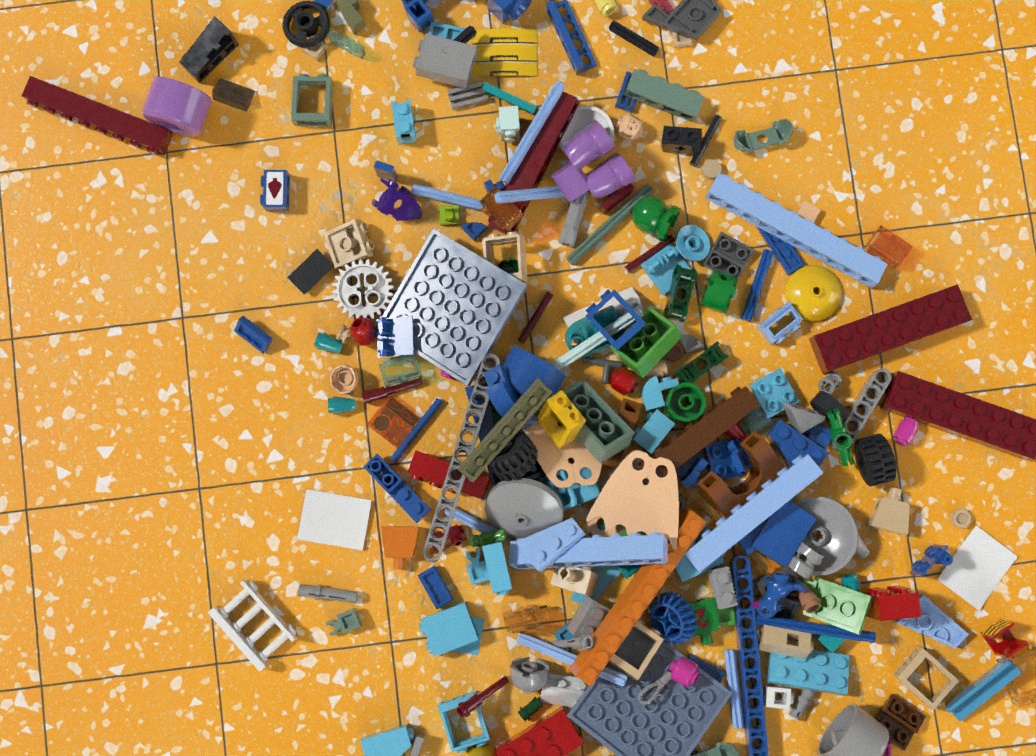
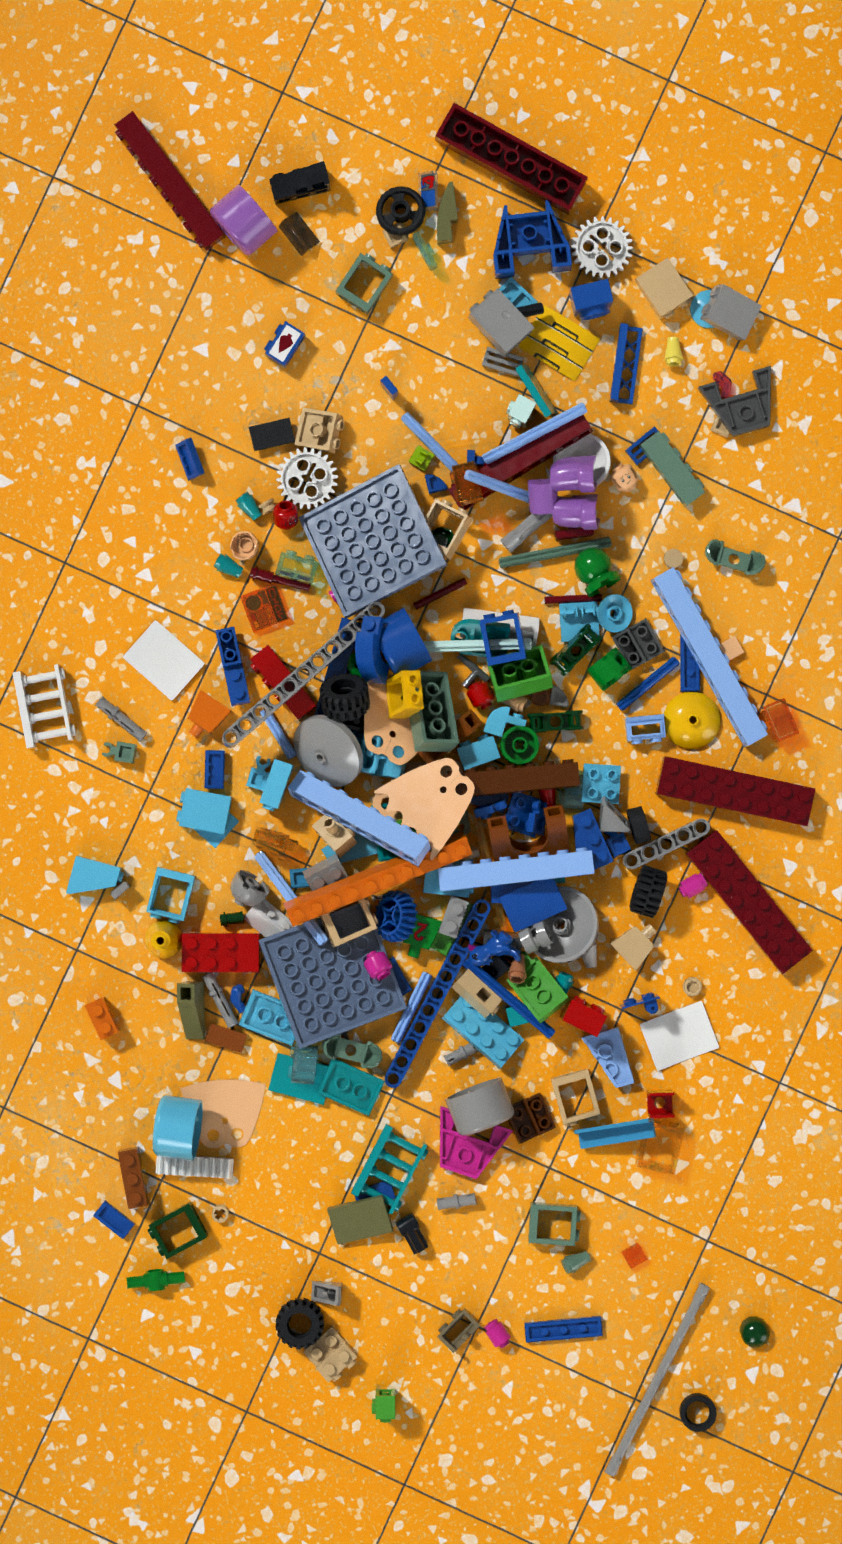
camera: 30 degrees right, 5 degrees up
(395, 336) = (309, 536): hinge -> none
(404, 122) = (432, 352): medium azure brick -> none
(409, 207) = (391, 430): dark purple piece -> none
(415, 431) = (278, 627): blue bar -> none
(455, 538) = (256, 738): dark red hinge -> none
(475, 701) = (191, 882): dark red pin -> none
(487, 538) = (283, 755): bright green axle -> none
(505, 430) = (351, 674): olive tile -> none
(550, 543) = (332, 791): light blue wing -> none
(584, 642) = (309, 888): light grey pin -> none
(633, 38) = (679, 400): black axle -> none
(660, 685) = (351, 962): light grey piece -> none
(681, 140) = (661, 518): black brick -> none
(706, 139) = (684, 530): black bar -> none
(783, 702) = (435, 1033): white brick -> none
(830, 387) = (649, 809): light grey bush -> none
(837, 429) = (627, 862): green pin -> none

